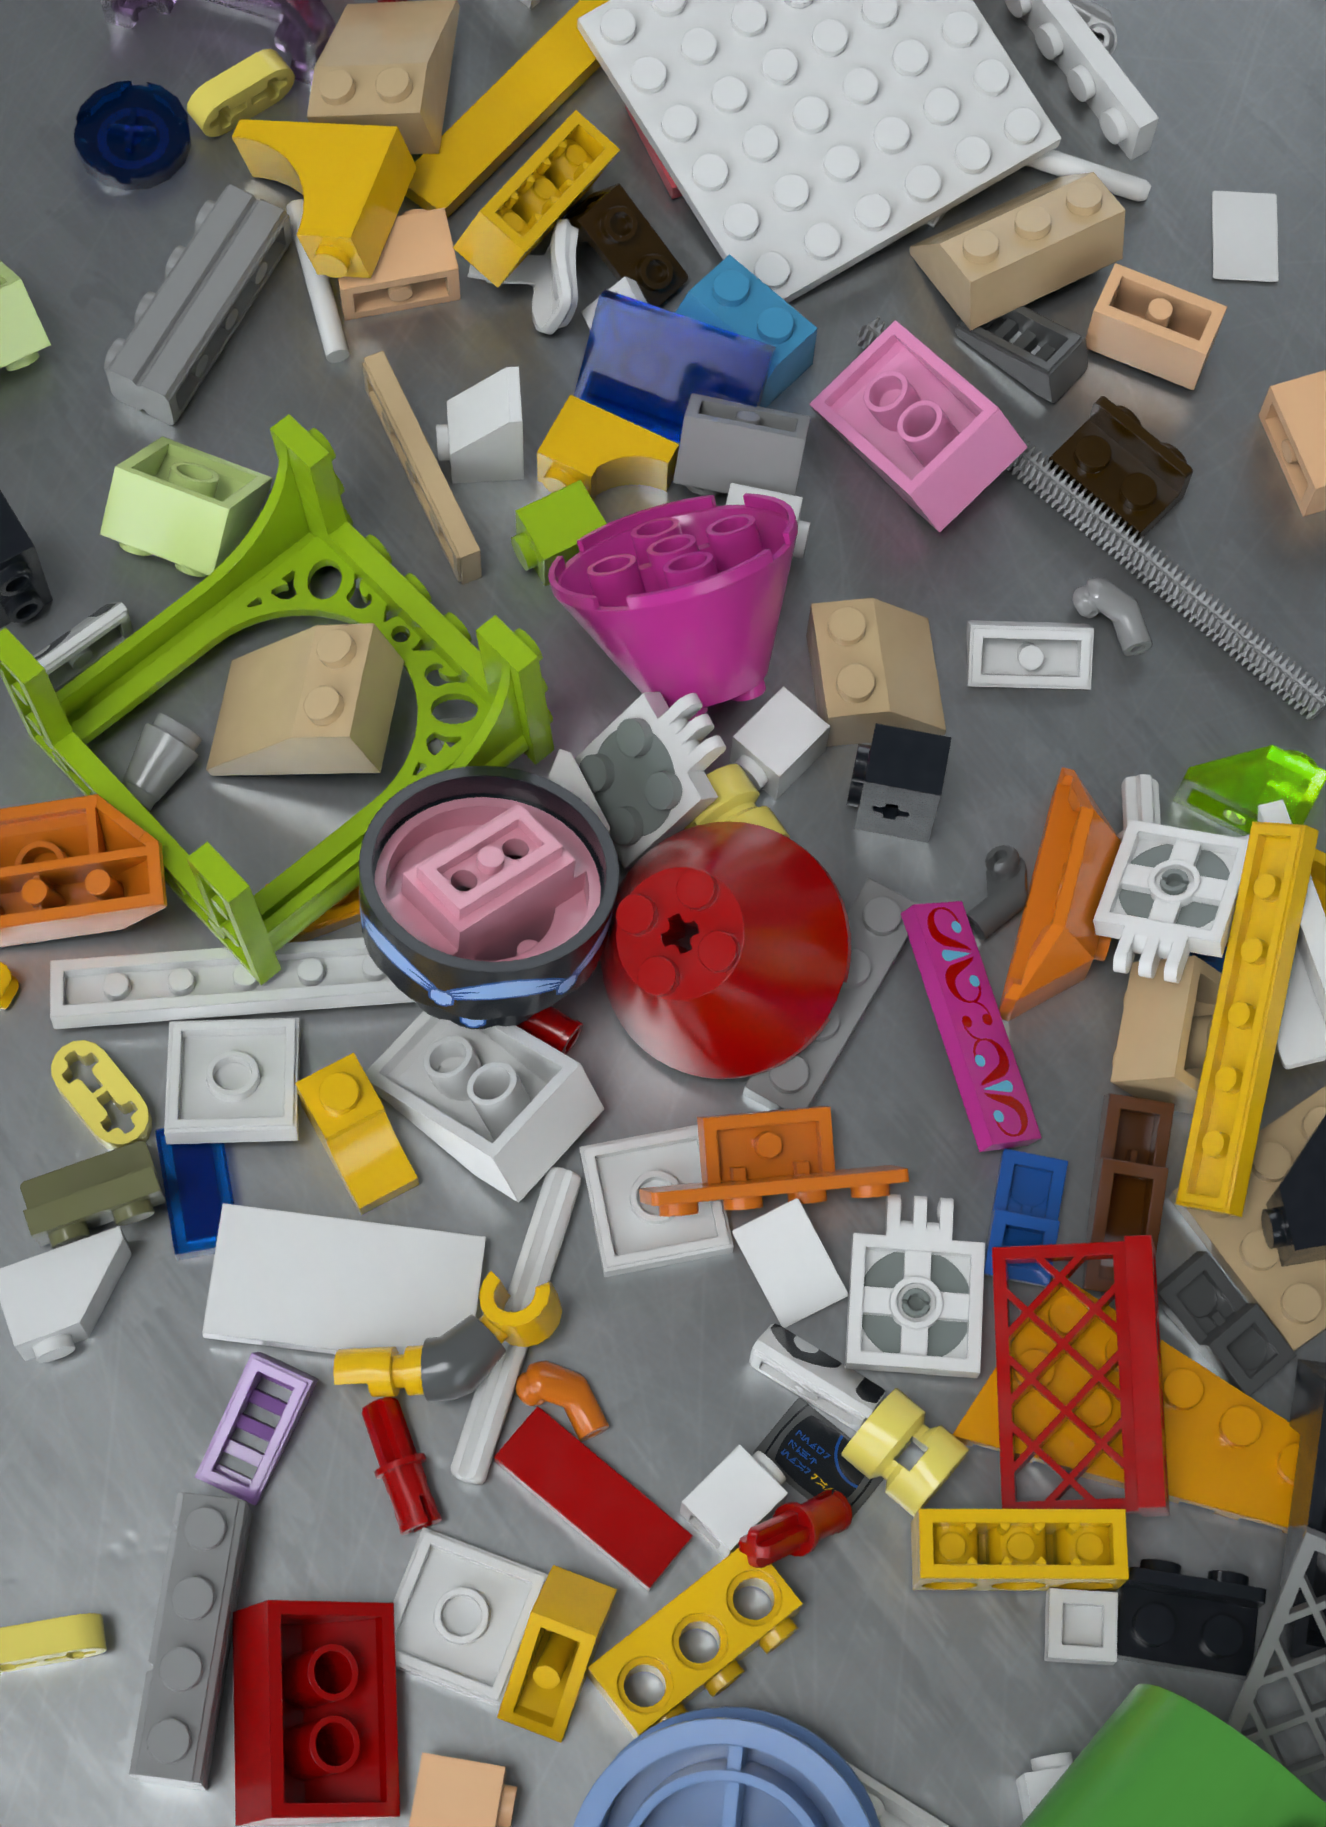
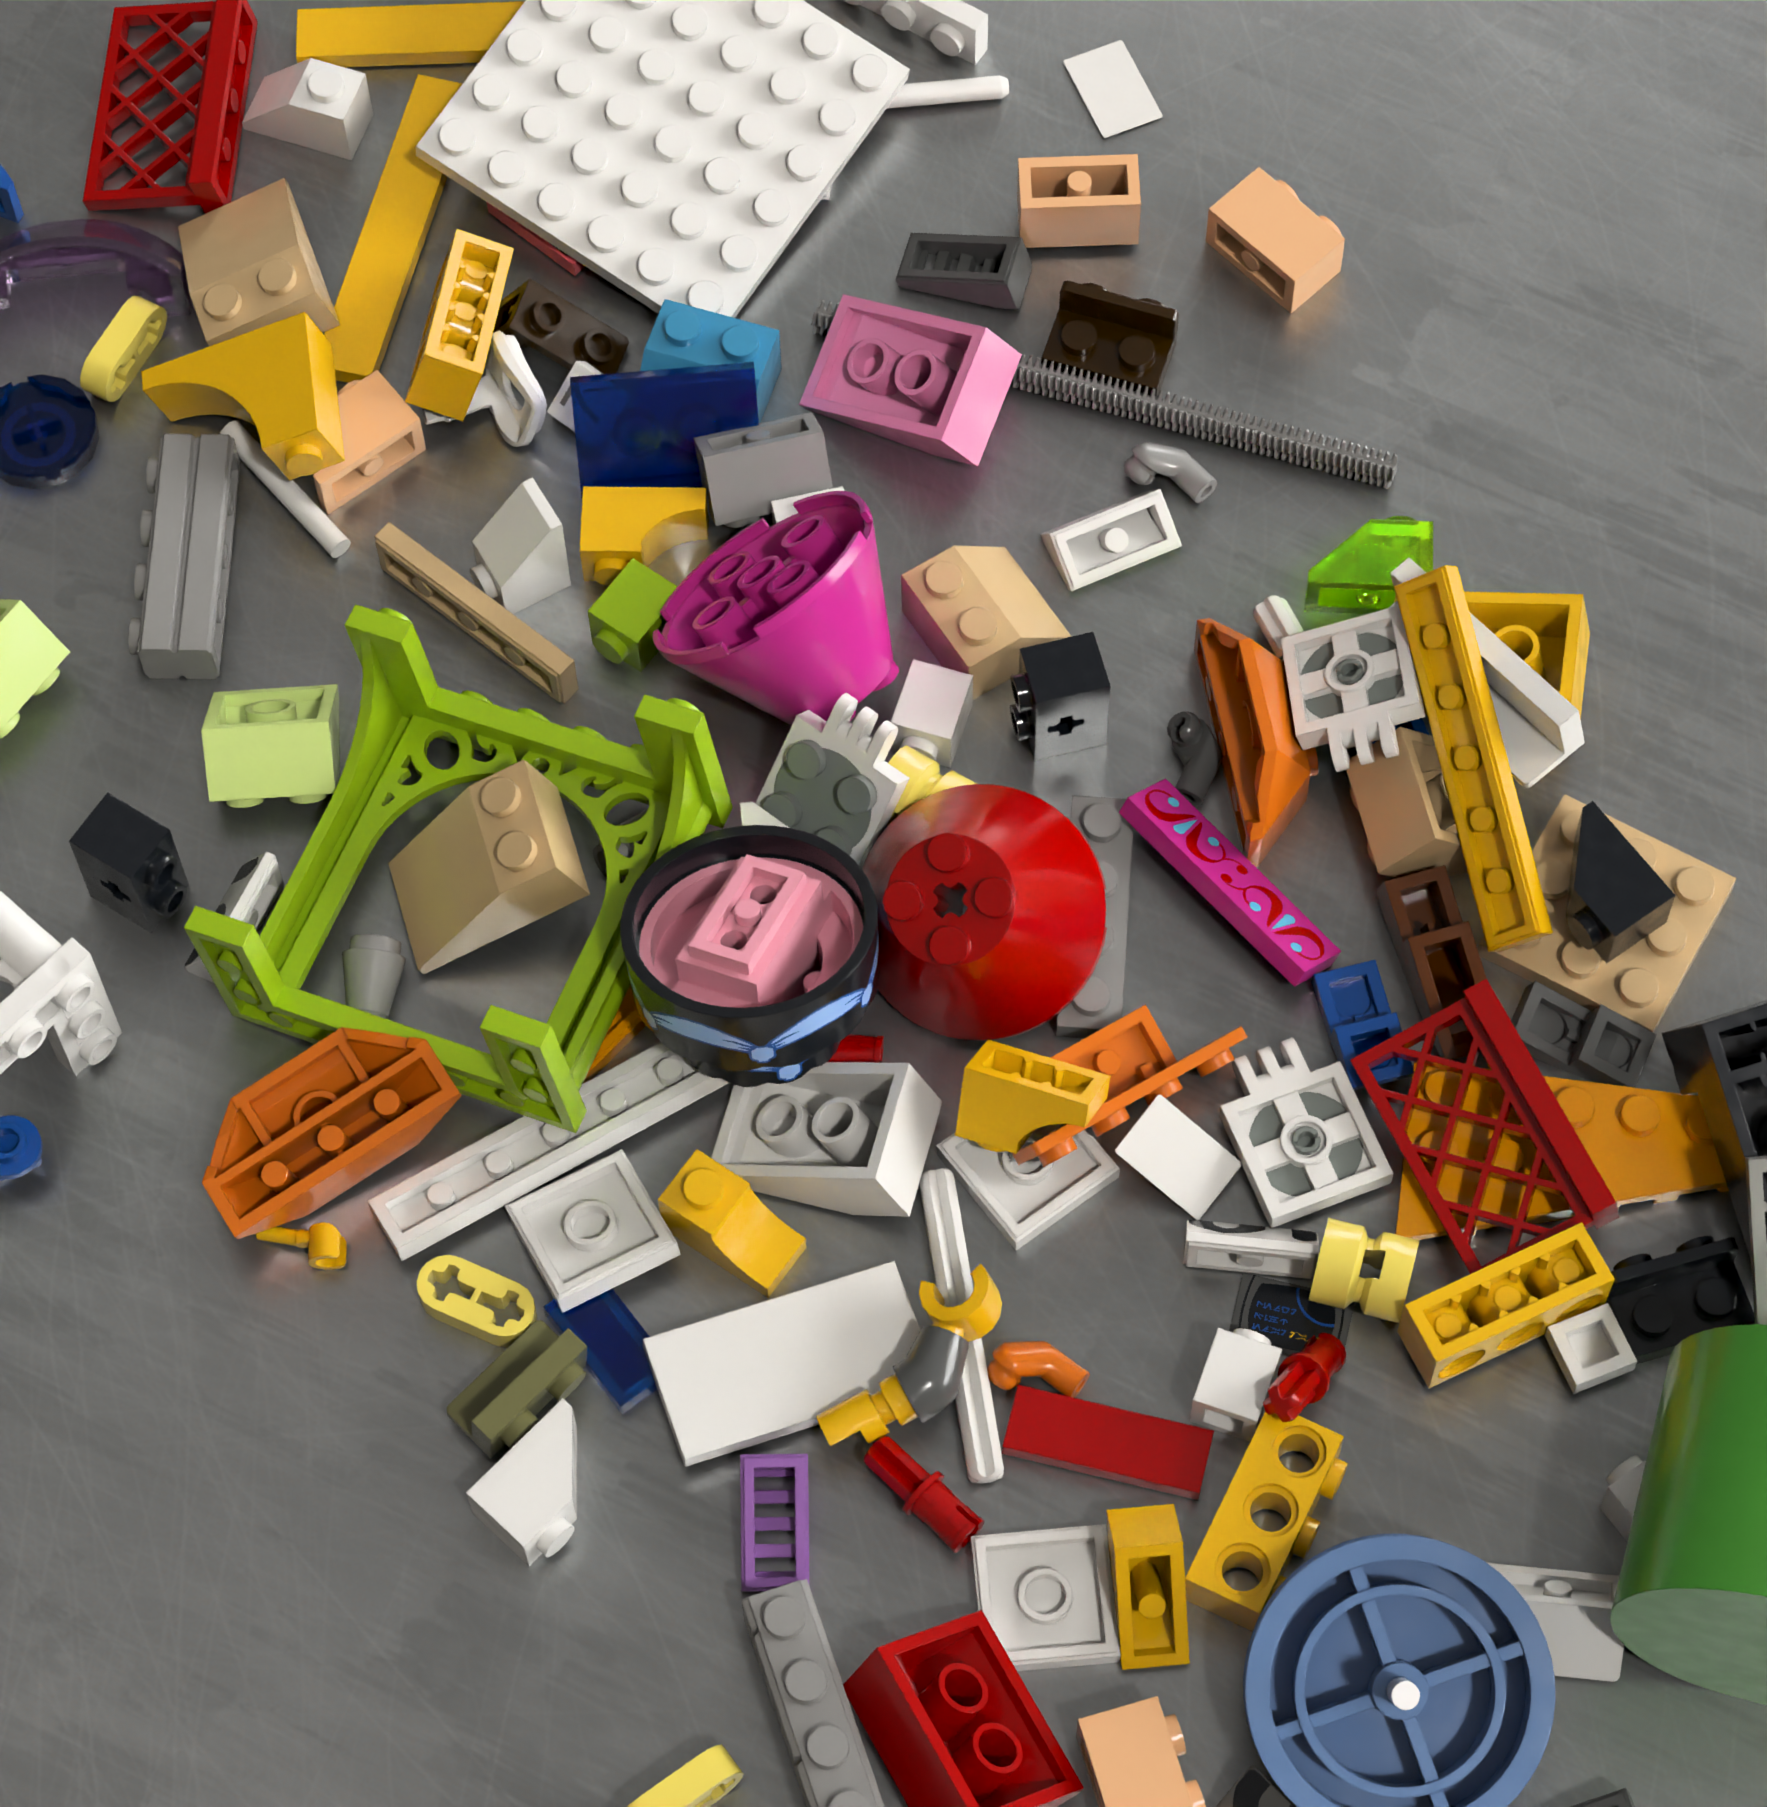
camera: 20 degrees left, 5 degrees down
(668, 1137) = (1017, 1091): none -> yellow arch
(1024, 247) = (923, 180): tan slope -> none

